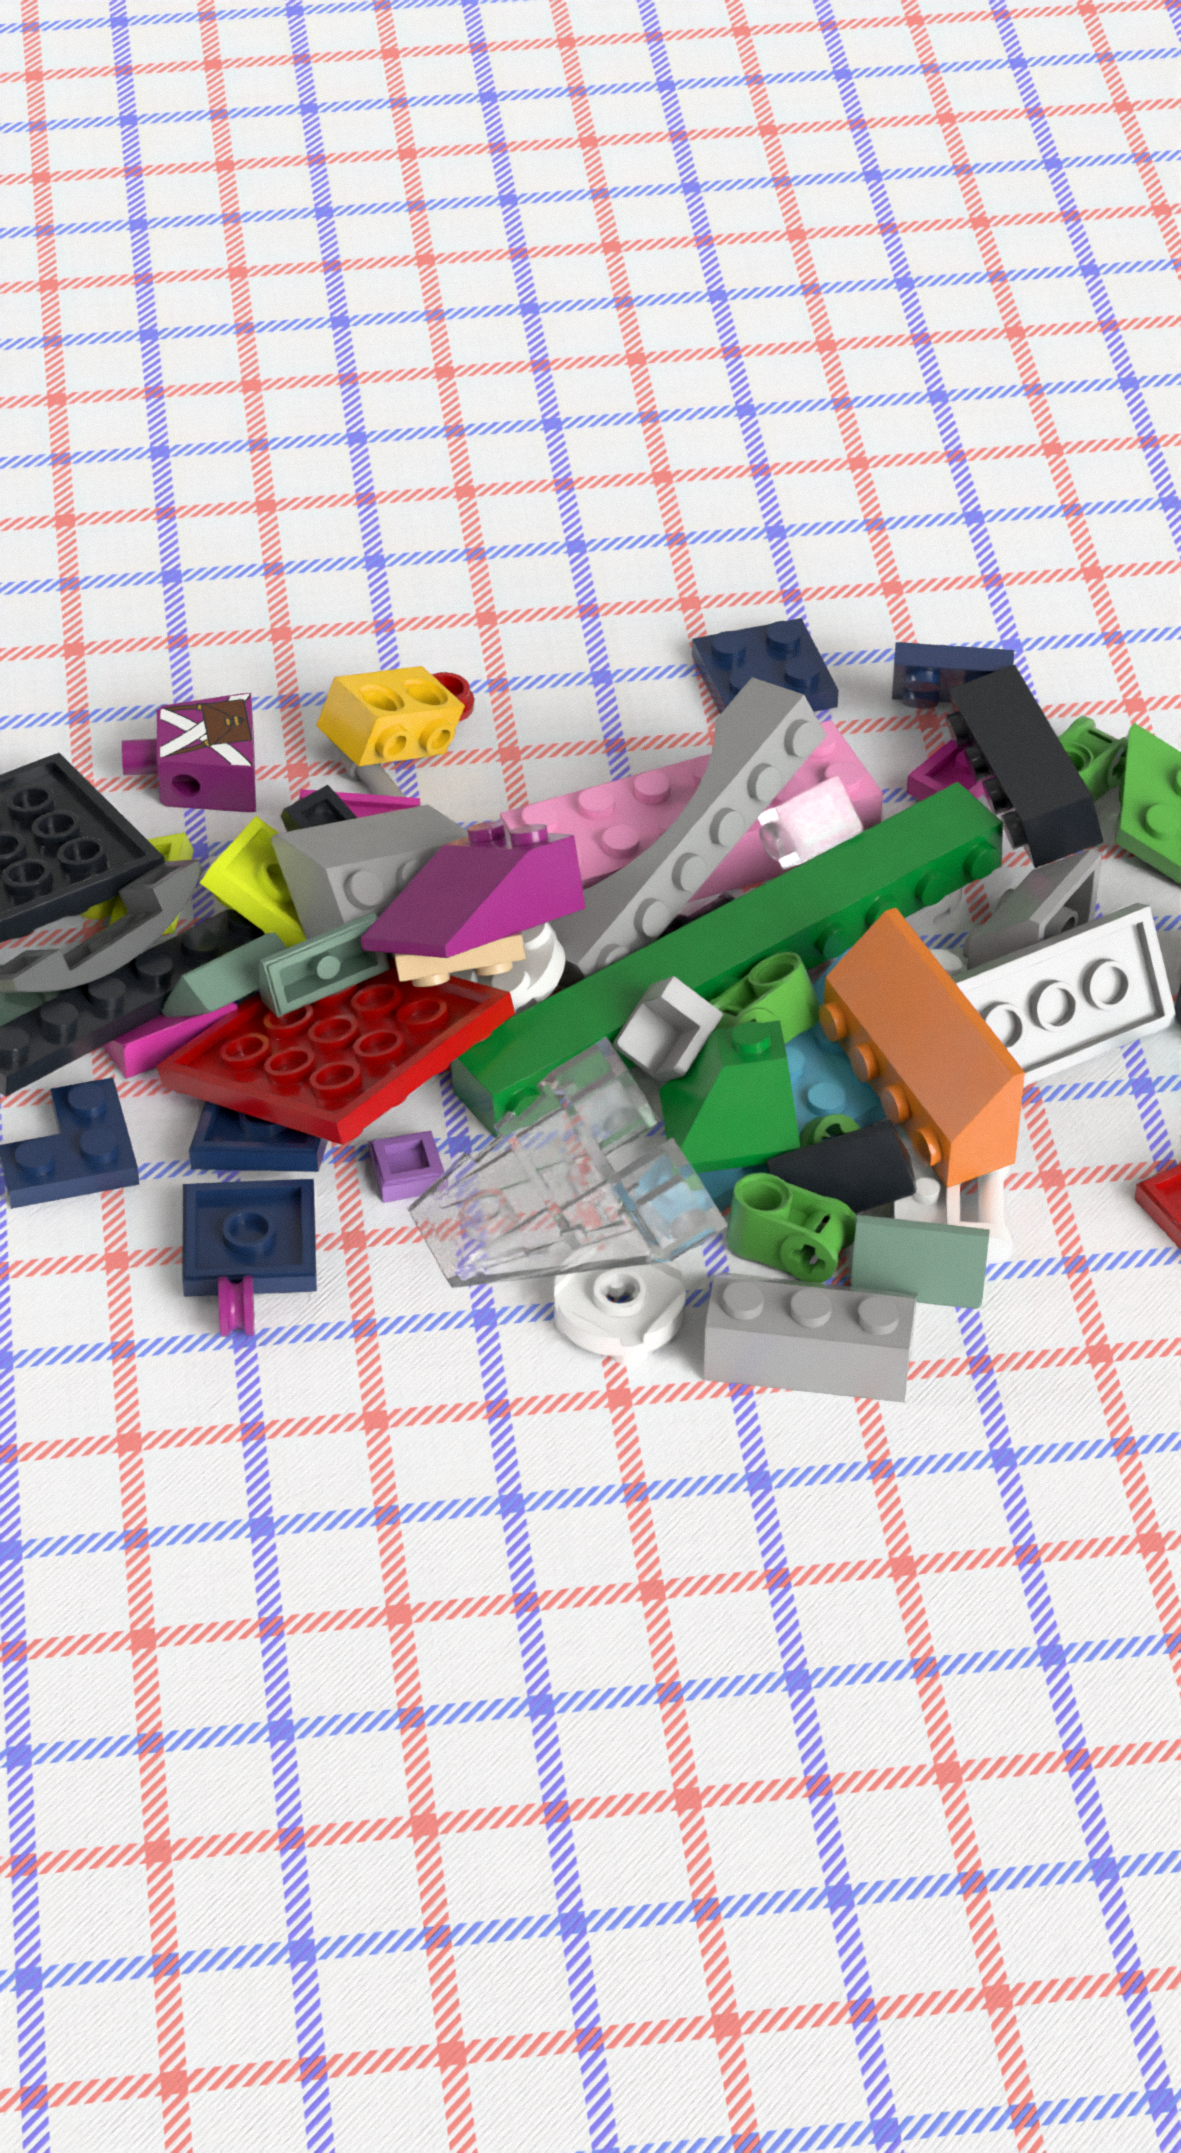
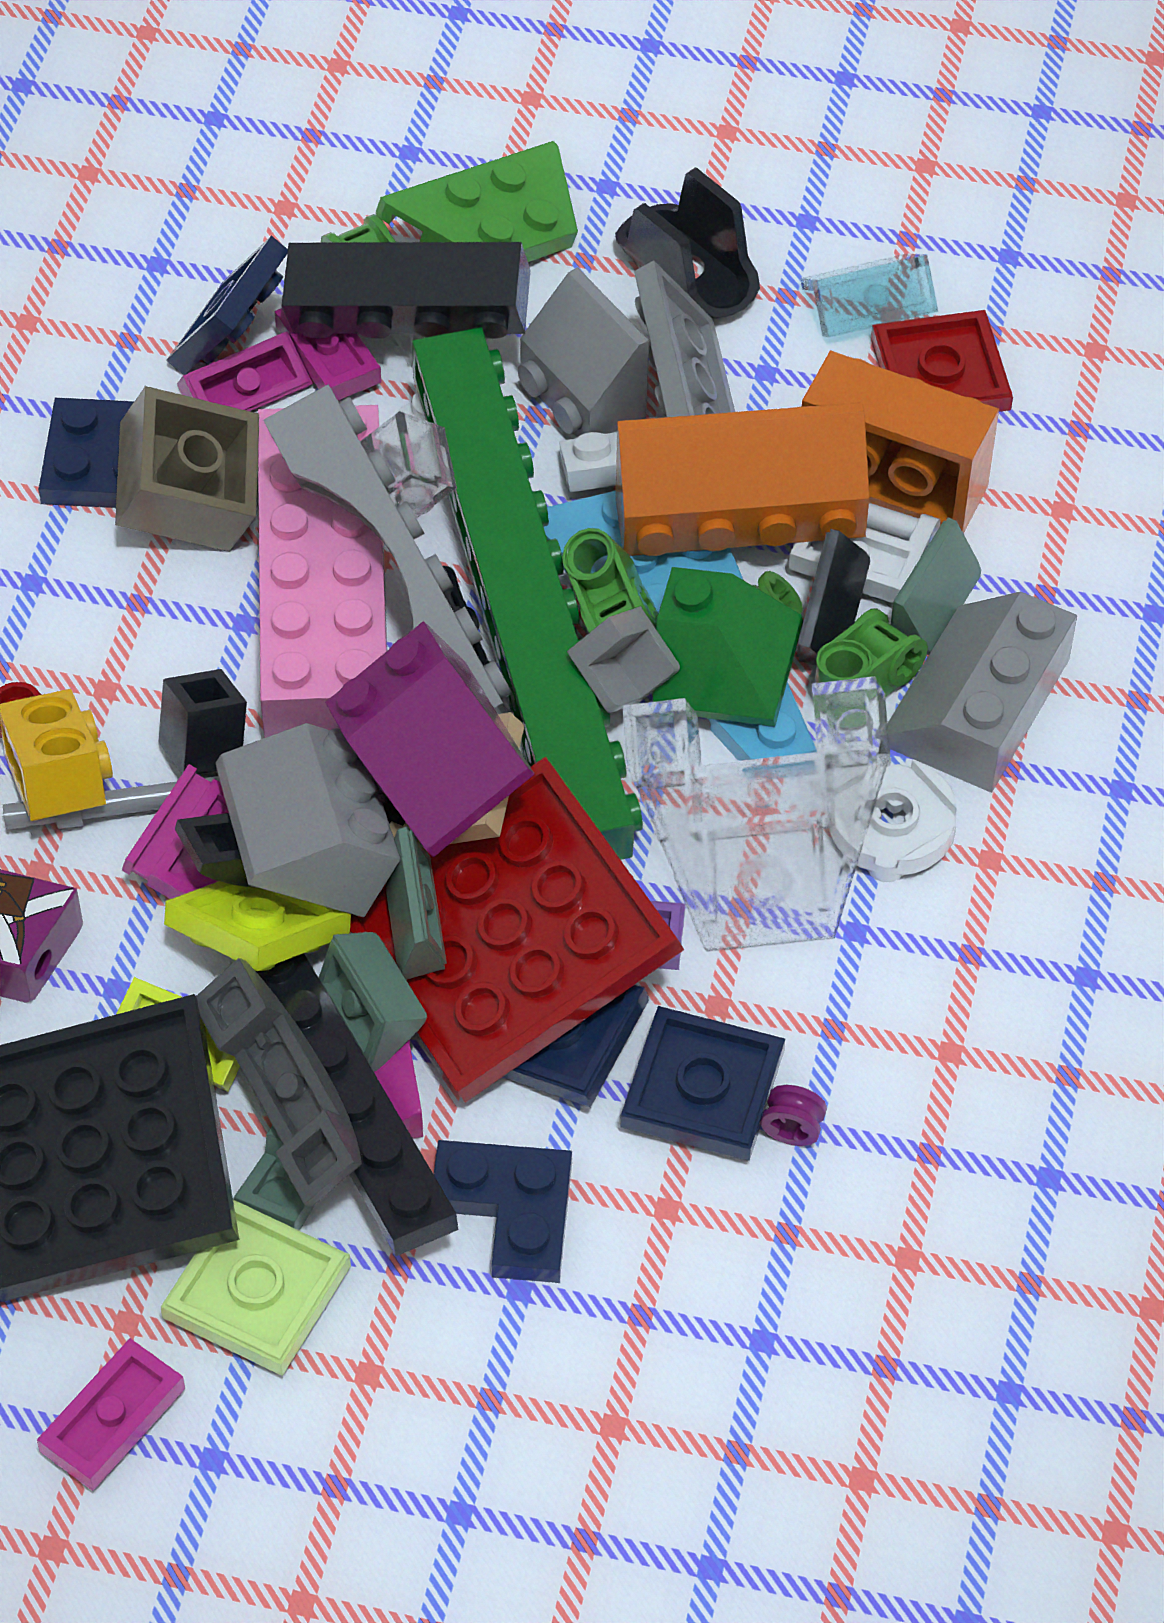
camera: 70 degrees left, 10 degrees up
(475, 787) = (201, 719): none -> black brick
(710, 674) = (187, 469): none -> dark tan brick
(892, 727) = (250, 376): none -> dark pink slope
(1066, 1169) = (923, 442): none -> orange brick

